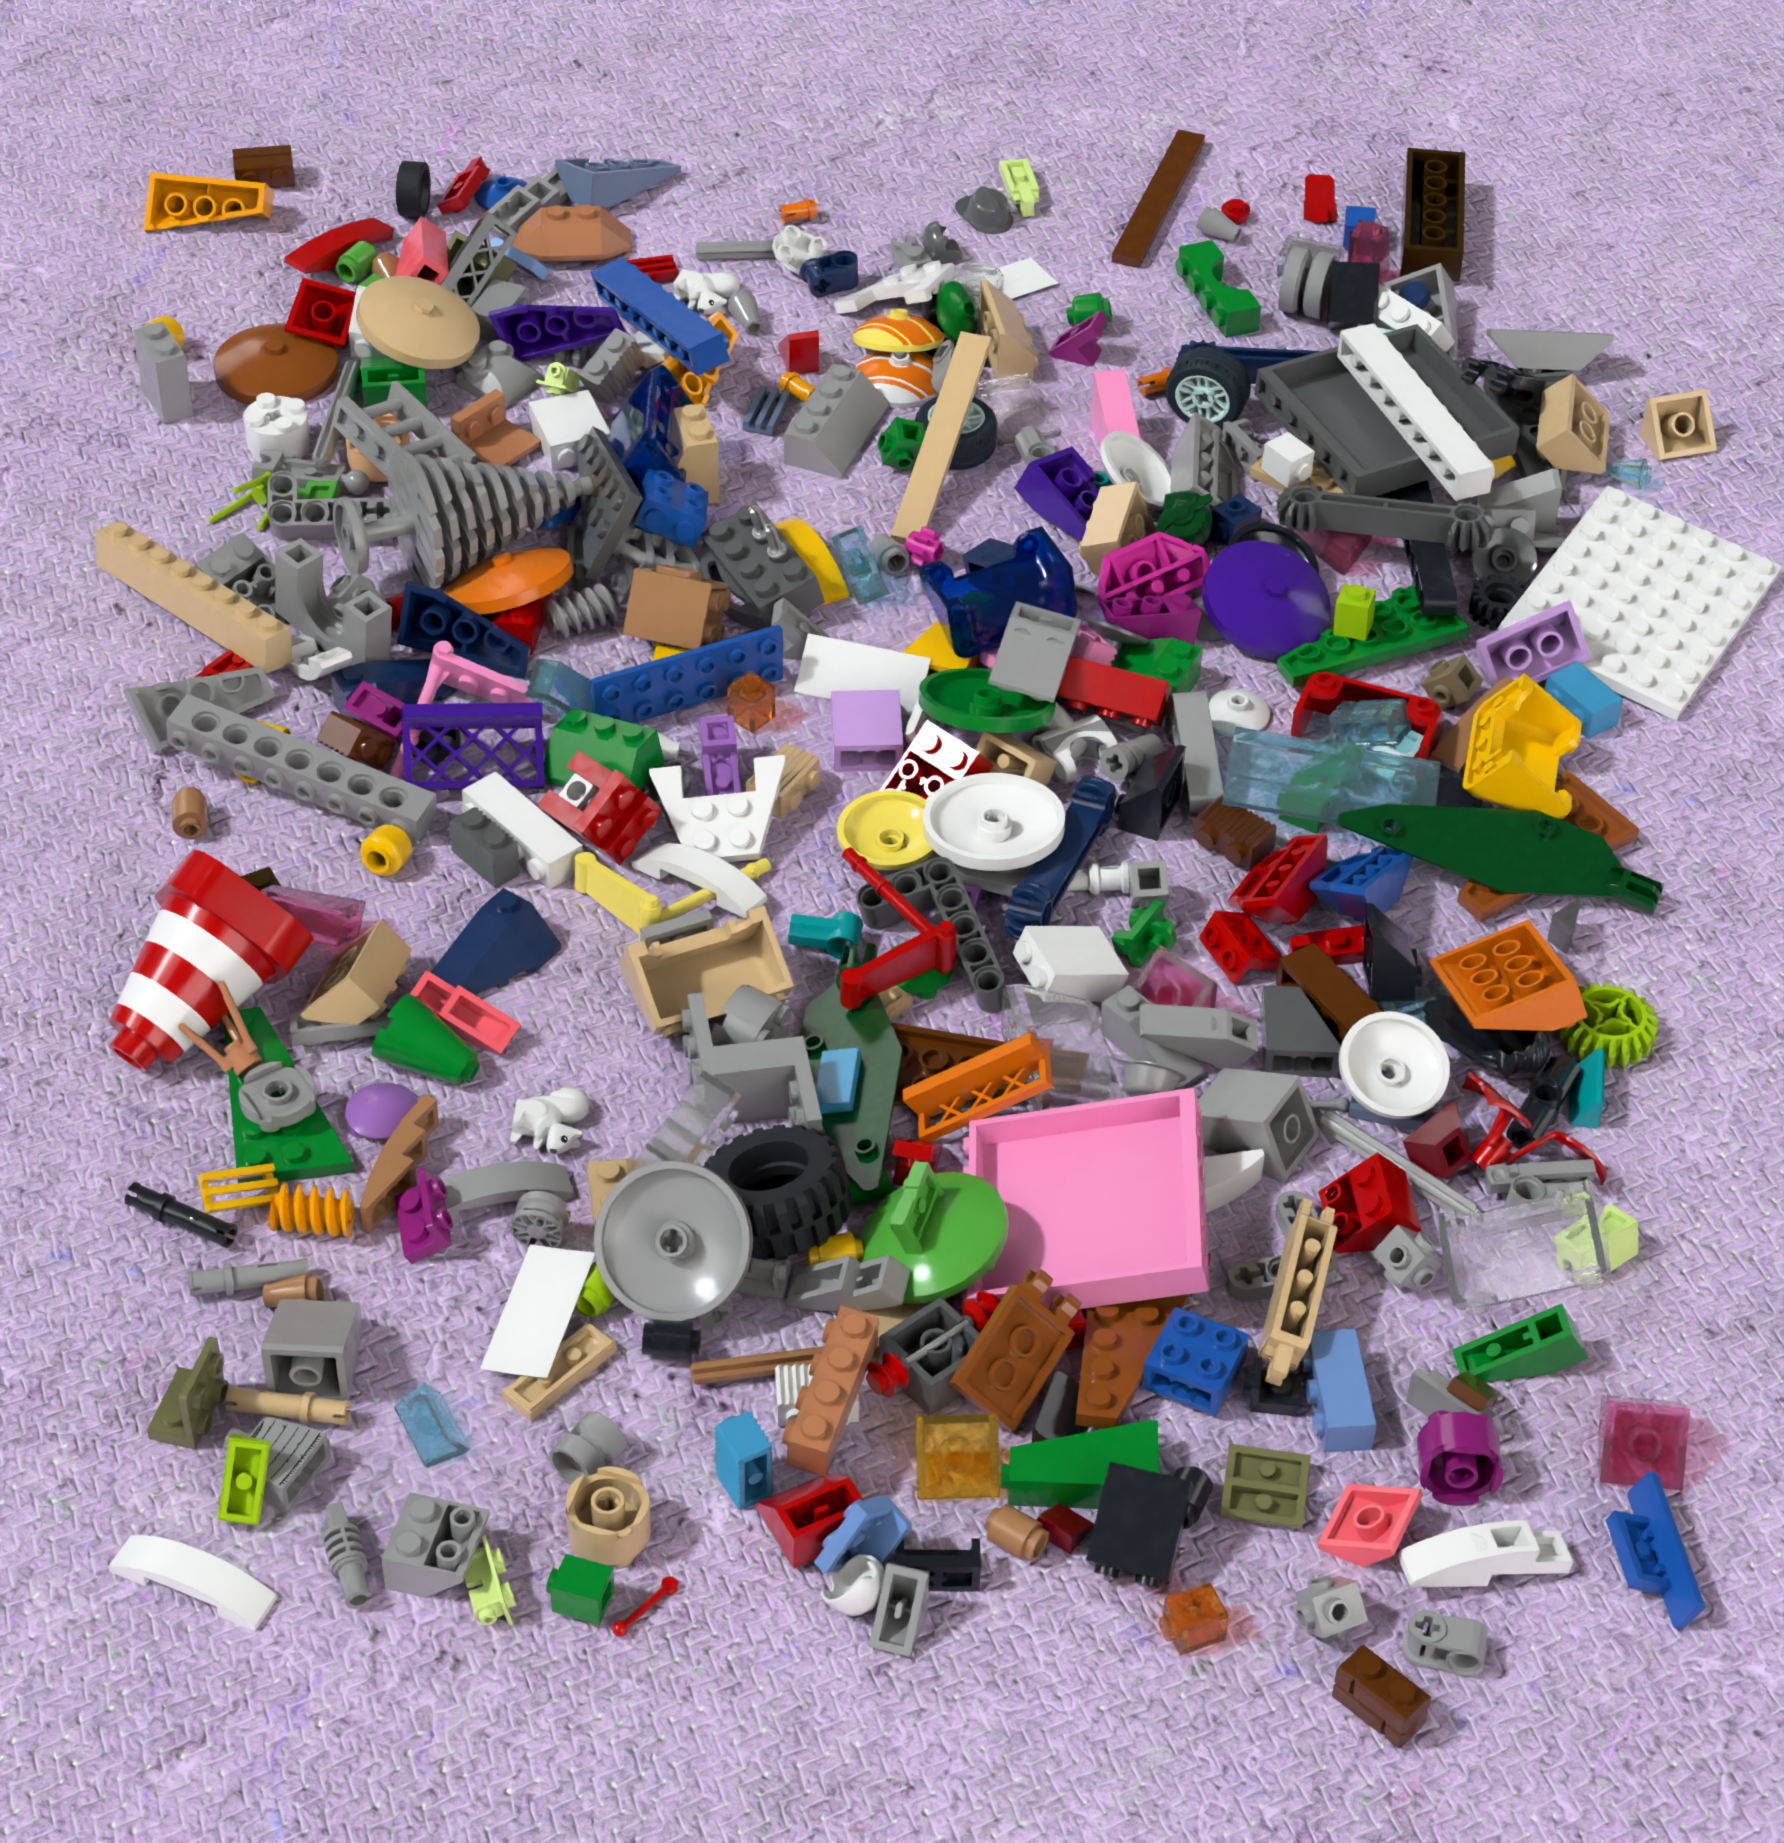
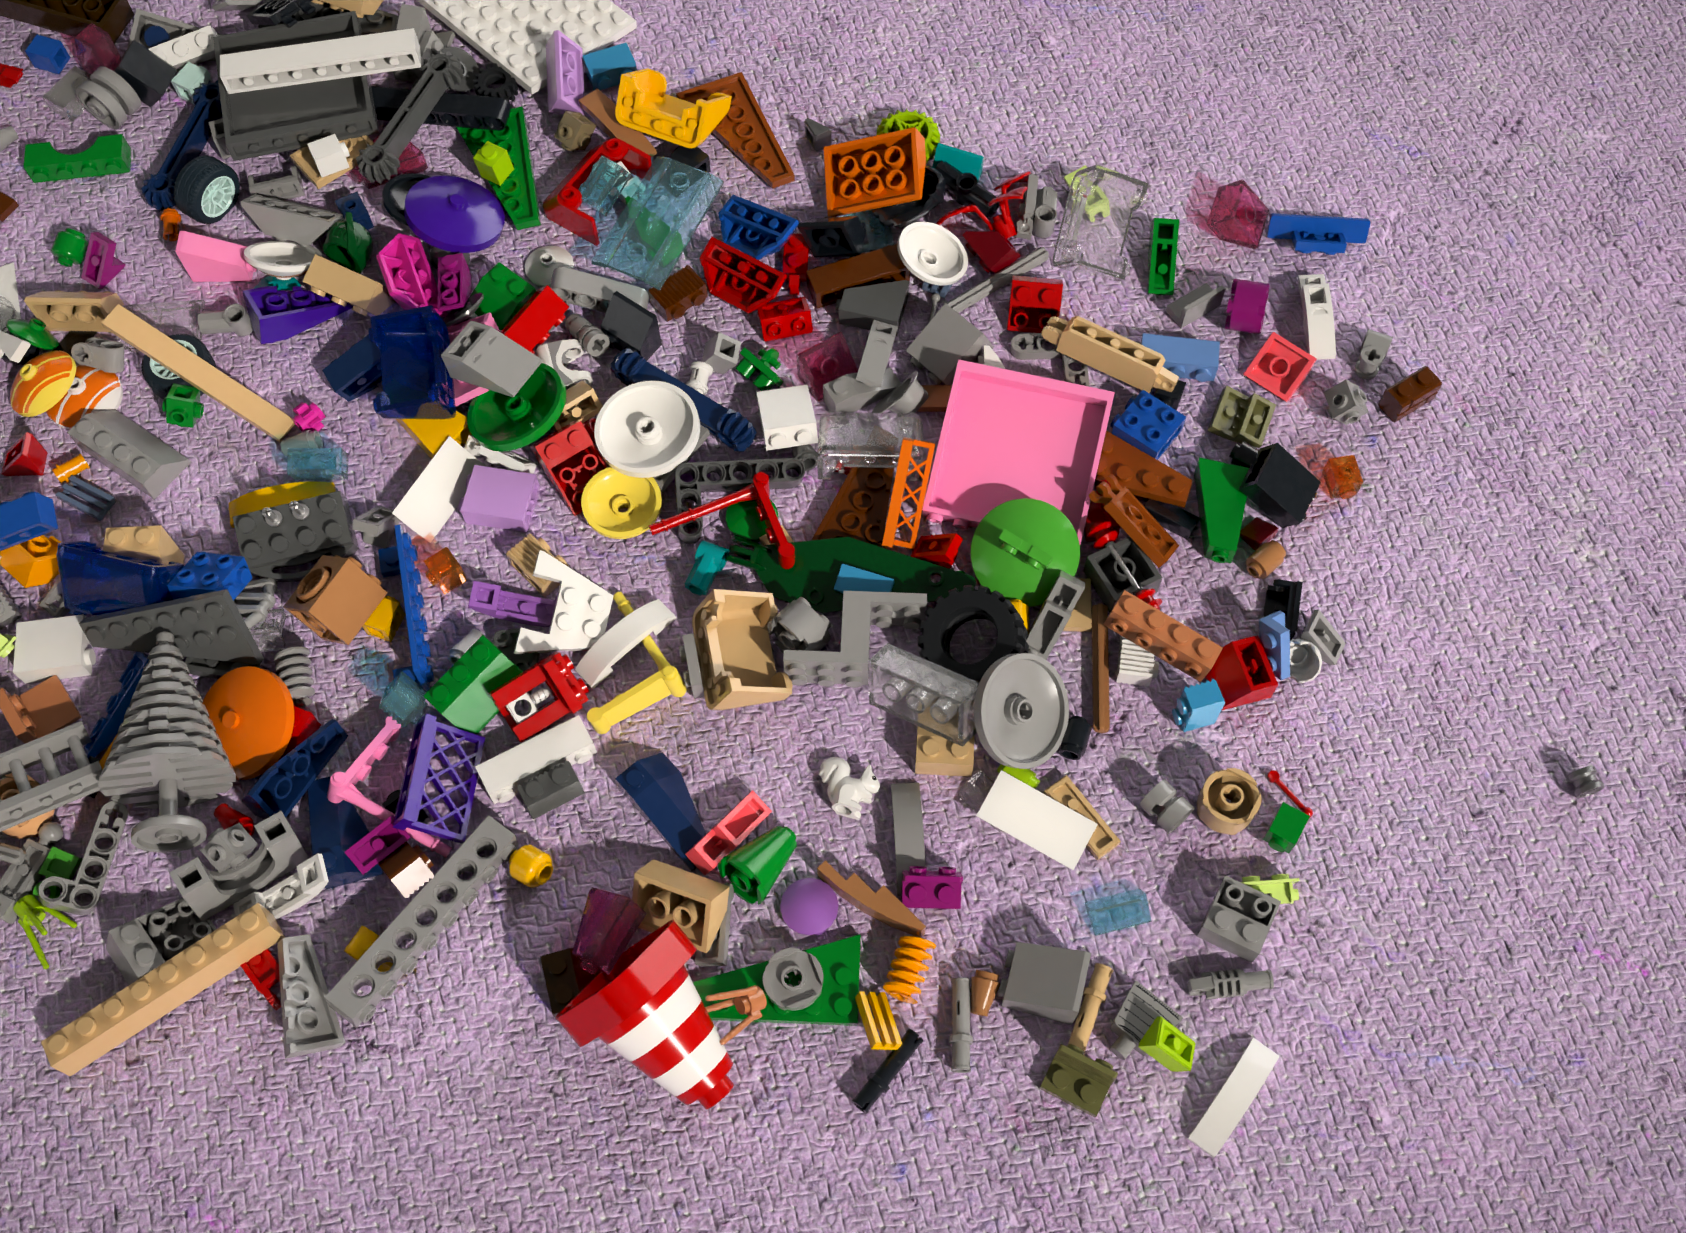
camera: 75 degrees left, 20 degrees up
(189, 813) = (437, 1020): medium nougat brick -> none
(541, 1217) = (948, 805): light grey wheel -> none
(957, 1456) = (1203, 582): clear yellow slope -> none
(1408, 1258) = (1084, 292): light grey brick -> none
(1473, 1391) = (1198, 286): reddish brown tile -> none
(1508, 851) = (749, 145): dark green wing -> none

